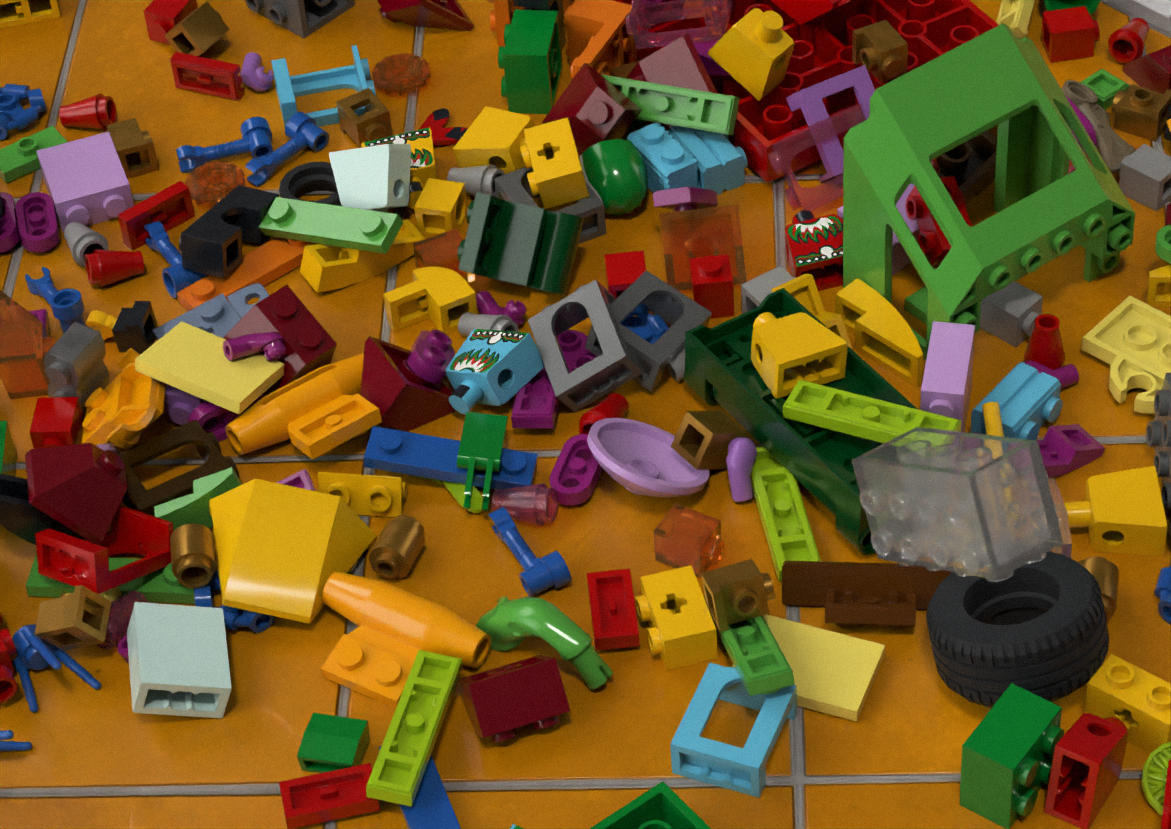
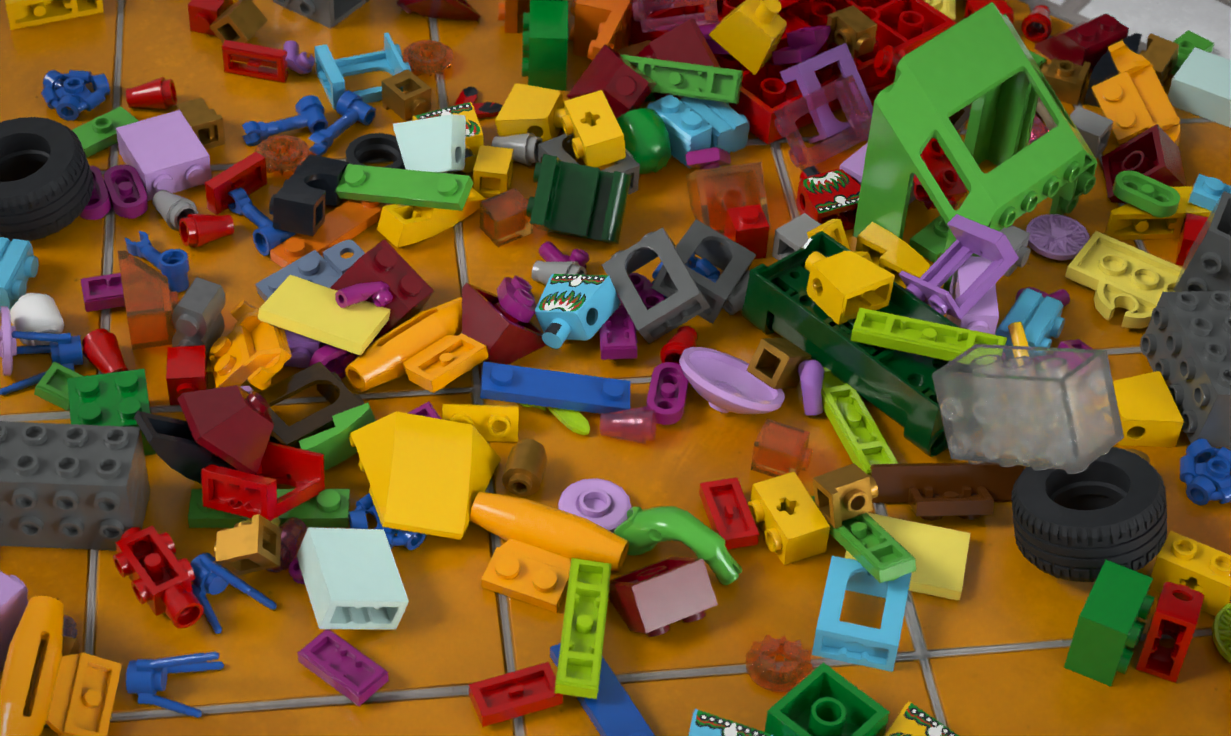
camera: 15 degrees left, 0 degrees up
(130, 329) = (236, 281): black piece -> none
(152, 755) = (343, 667): none -> magenta plate
(193, 555) = (346, 483): pearl gold brick -> none
(333, 743) = (507, 646): green piece -> none
(435, 295) = (504, 246): yellow brick -> none
(467, 589) = (597, 501): none -> lavender wheel
(481, 450) = (584, 379): green arm -> none
(539, 572) = (655, 485): blue brick -> none
(609, 774) = (763, 671): none -> clear orange gear
(623, 270) = (672, 218): red brick -> none
(819, 65) = (802, 44): none -> magenta slope
(945, 306) = (970, 239): none -> medium lavender panel
(1046, 342) = (1040, 271): red cone -> none
(1082, 300) = (1056, 236): none -> lavender wheel

